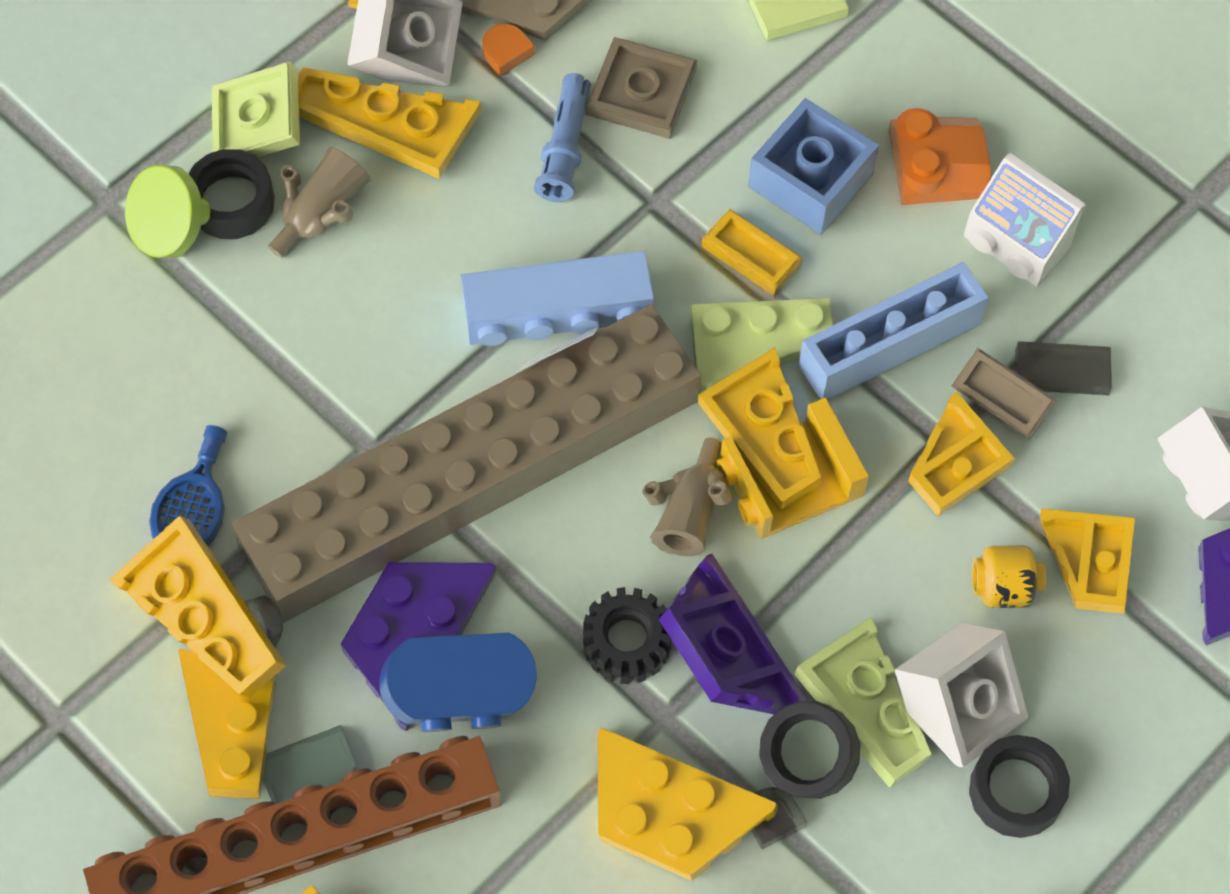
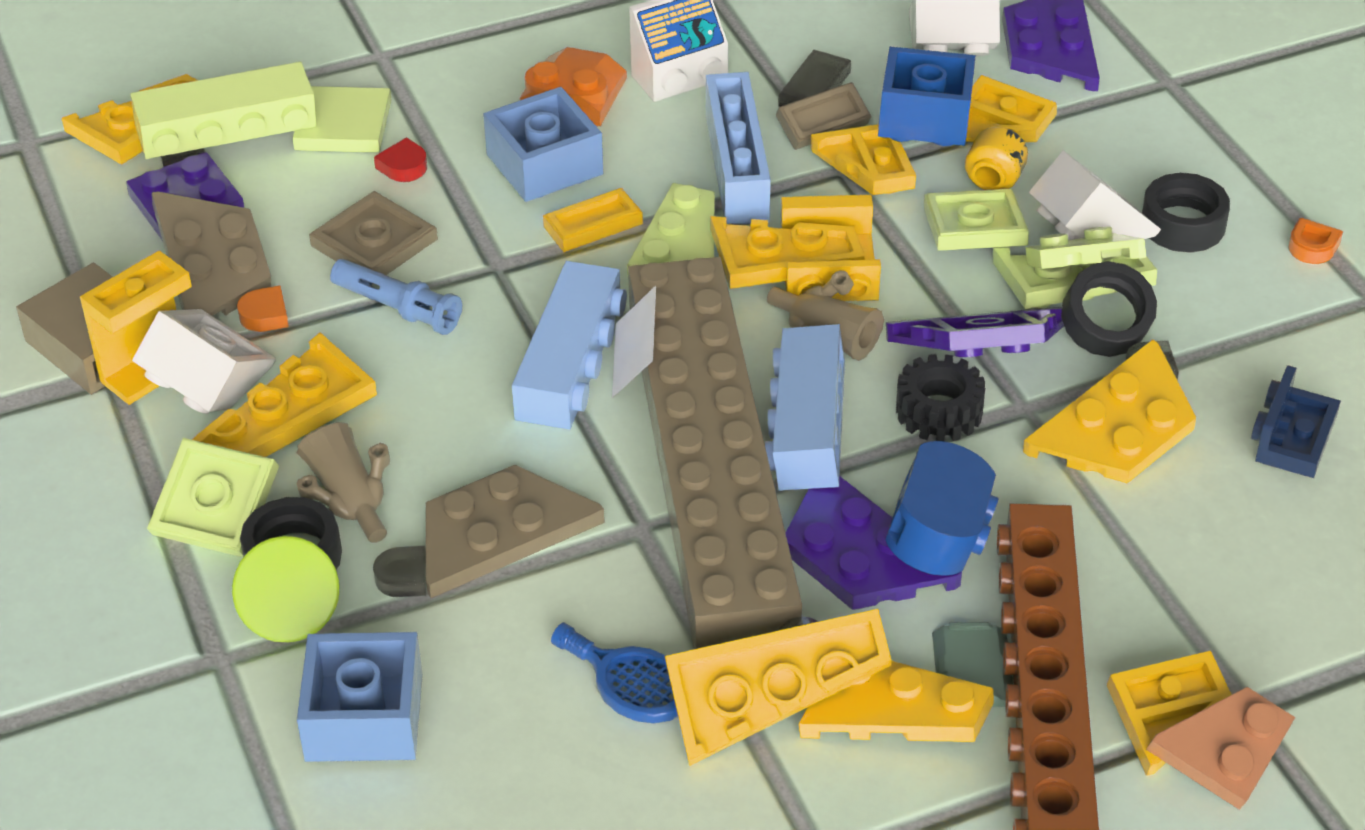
camera: 65 degrees left, 20 degrees down
(72, 313) = (360, 697): none -> medium blue brick
(243, 287) = (401, 571): none -> clear smoke tile
(322, 333) = (499, 524): none -> dark tan wing
(550, 524) = (808, 408): none -> light blue brick
(756, 65) = (402, 161): none -> red tile
(869, 699) = (1097, 245): none -> yellowish green wing
(907, 587) = (975, 219): none -> yellowish green tile
(1039, 474) = (926, 96): none -> blue brick

